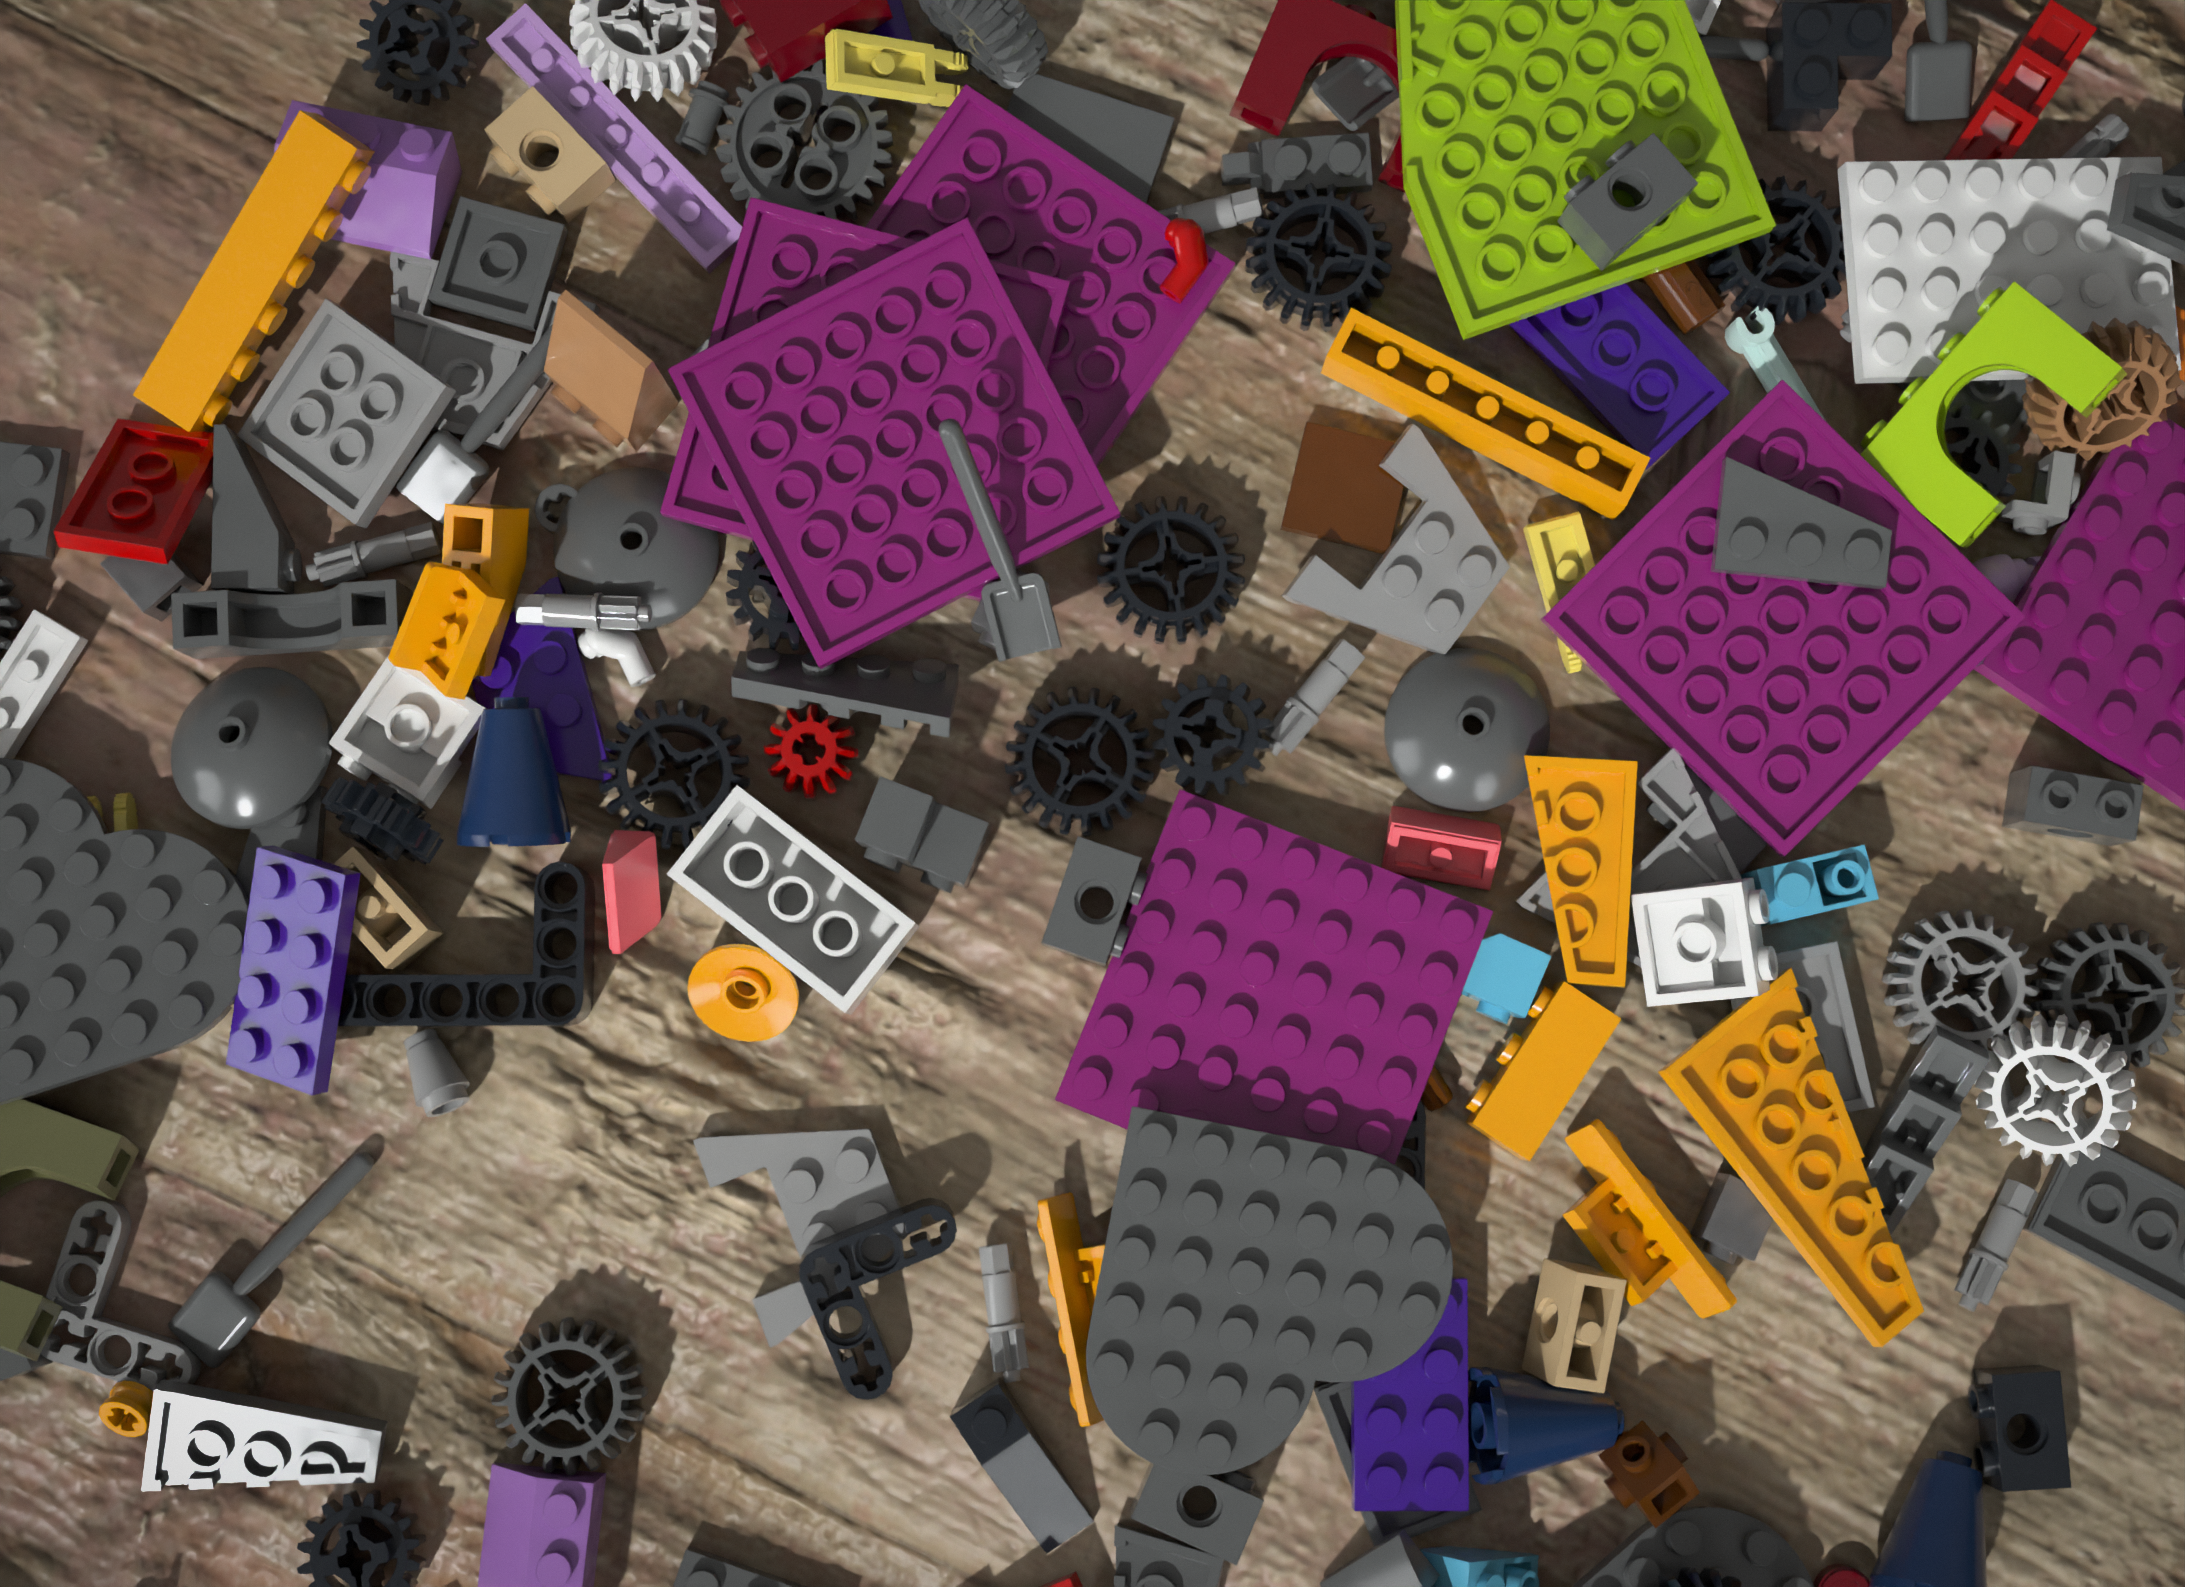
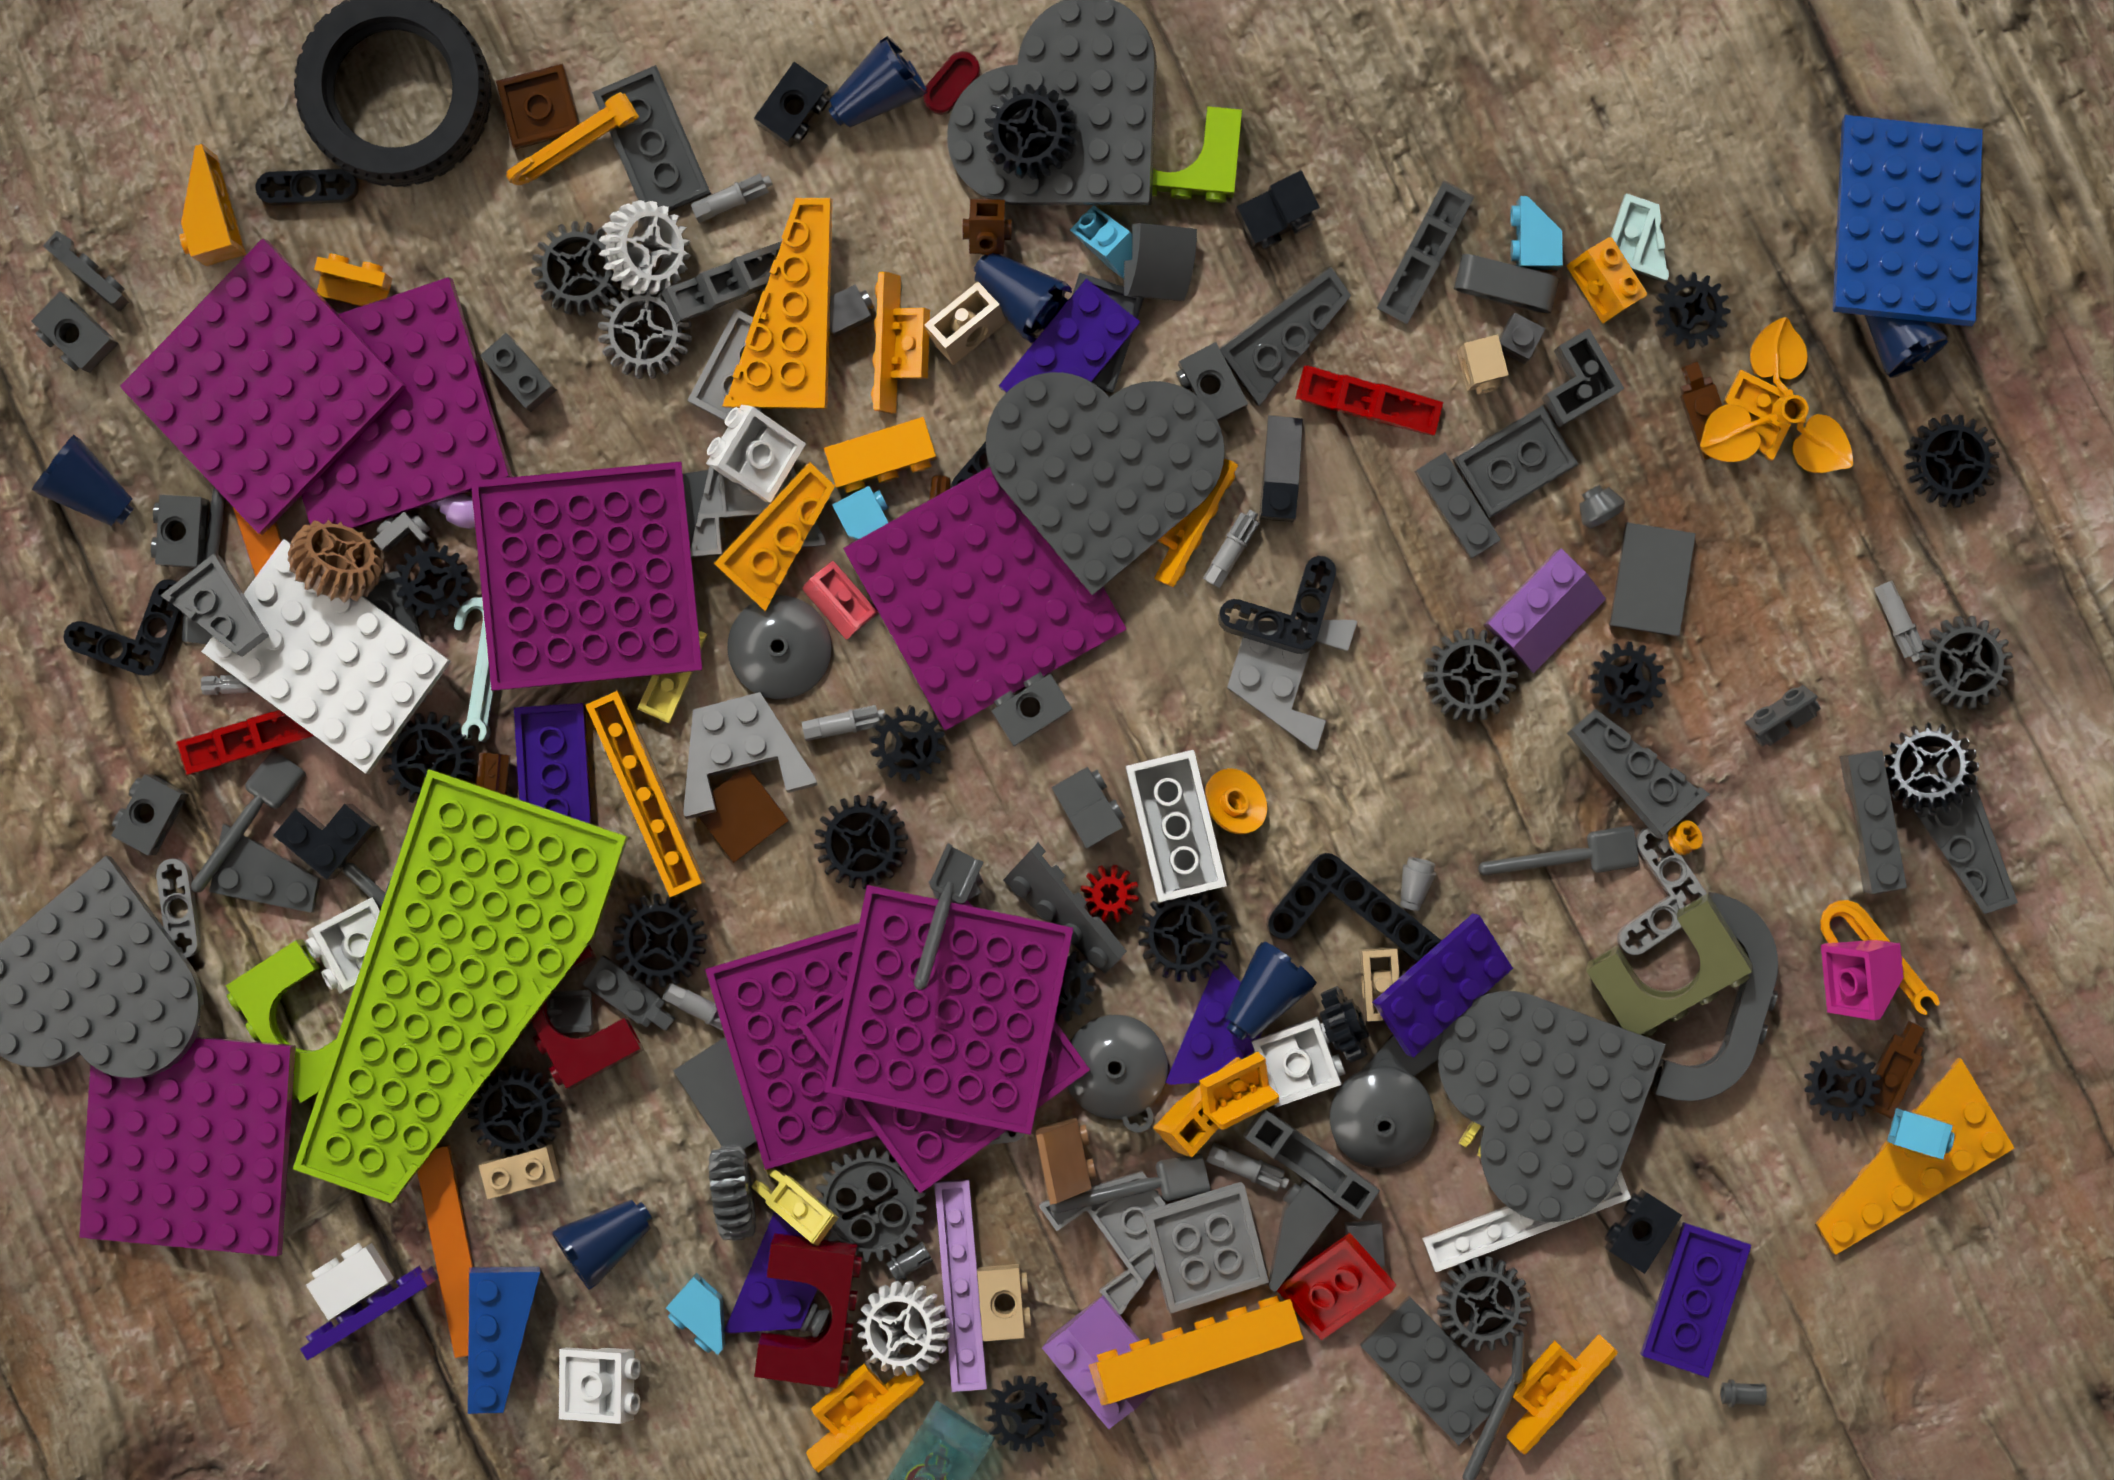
camera: 140 degrees left, 5 degrees up
(498, 264) = (1071, 1267): dark grey plate -> none
(582, 611) = (1166, 1052): light grey piece -> none
(622, 646) = (1161, 1023): white arm -> none
(631, 887) = (1249, 895): coral slope -> none
(1103, 721) = (955, 793): black gear -> none
(1191, 257) = (725, 989): red arm -> none
(1650, 177) = (475, 834): dark grey brick -> none
(1793, 535) = (551, 611): dark grey wing -> none
(1816, 884) = (677, 436): medium azure slope -> none
(2011, 335) = (454, 604): lime arch -> none

